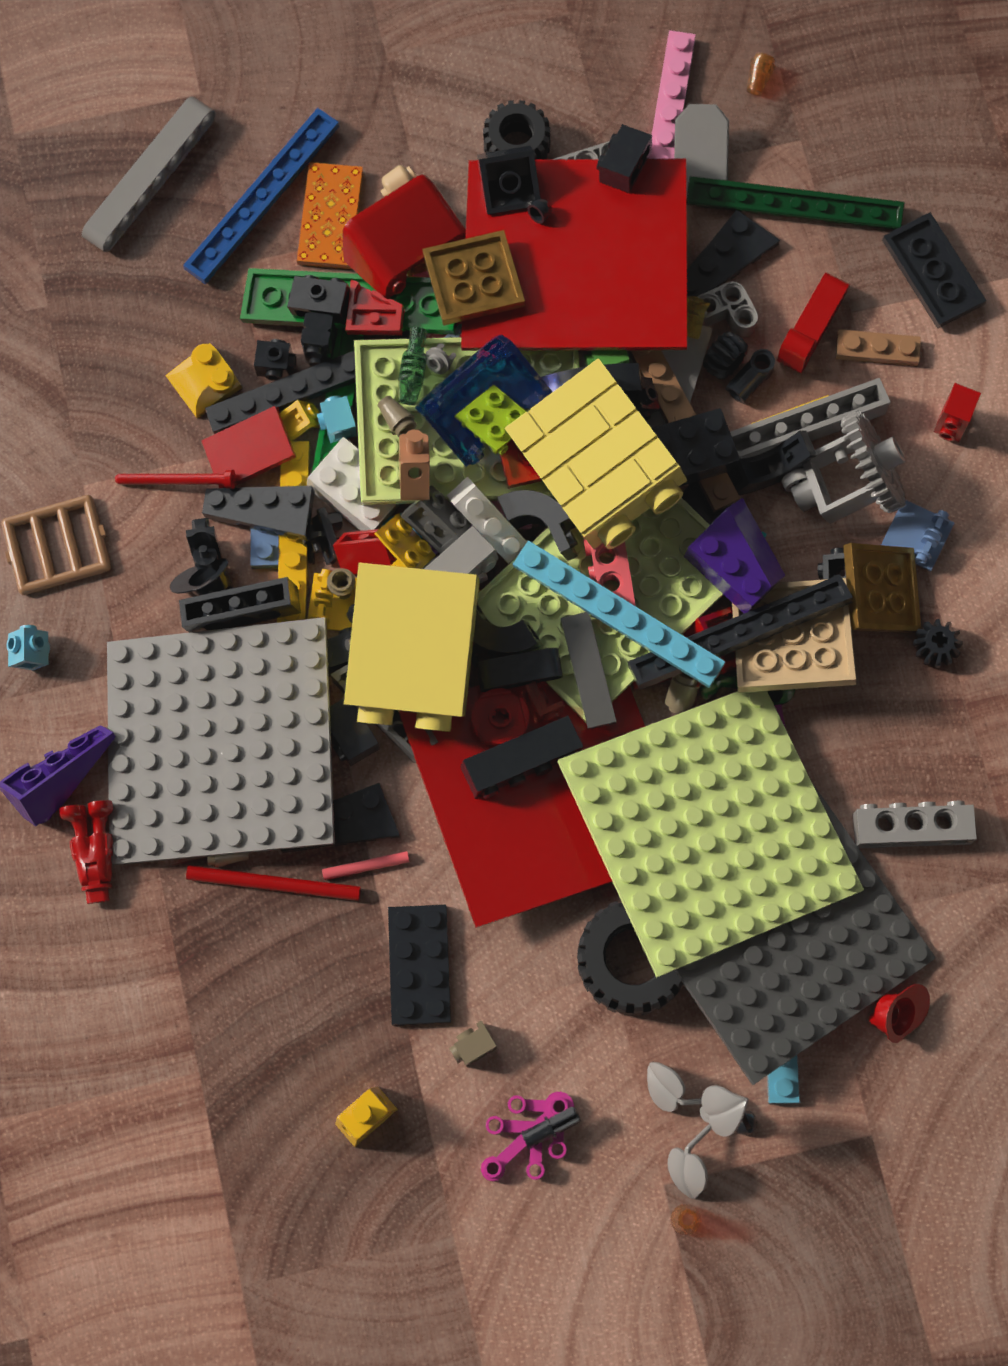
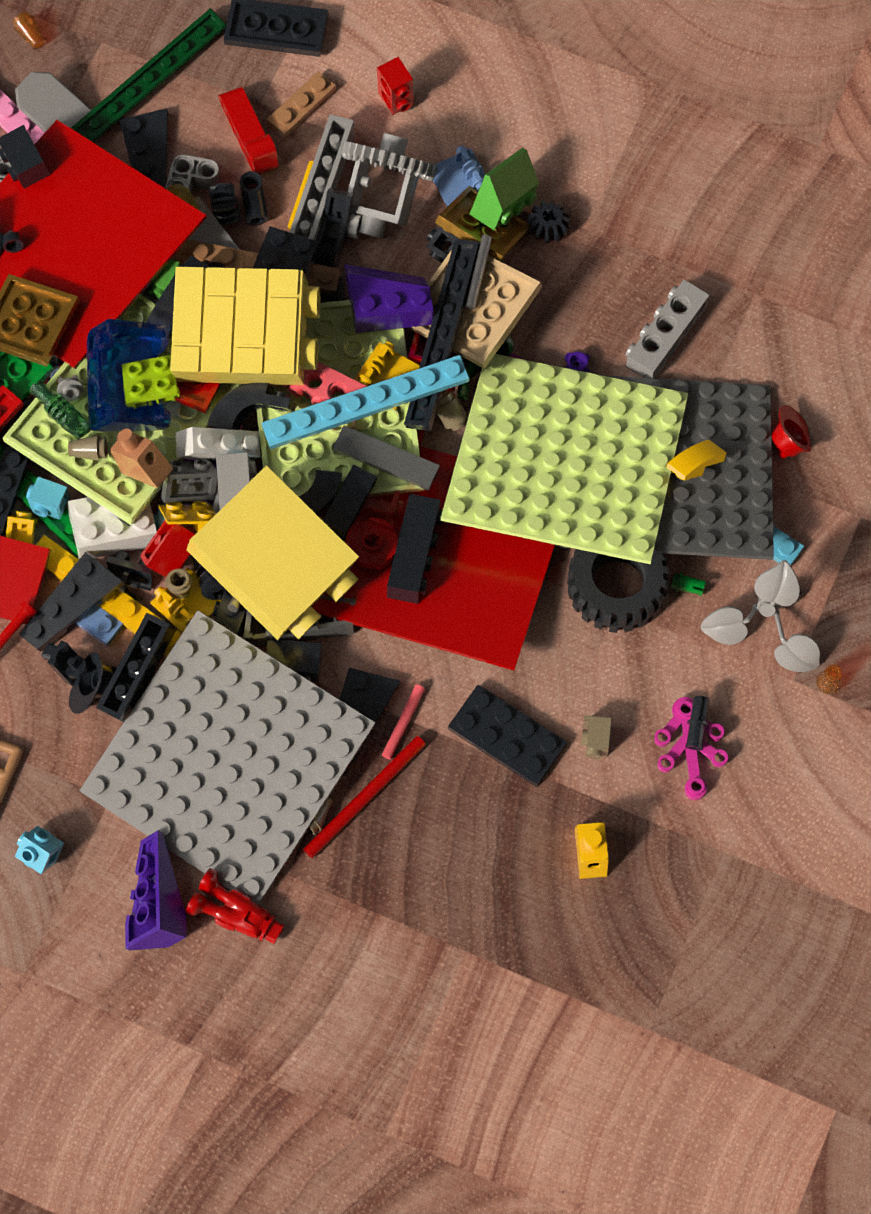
camera: 55 degrees left, 5 degrees down
(669, 605) = (383, 365): none -> yellow hinge
(681, 1022) = (687, 584): none -> green pin
(793, 943) = (694, 459): none -> yellow slope
(821, 762) = (577, 357): none -> dark purple plate
(824, 618) = (478, 272): none -> flat silver bar
(929, 584) = (506, 190): none -> bright green slope

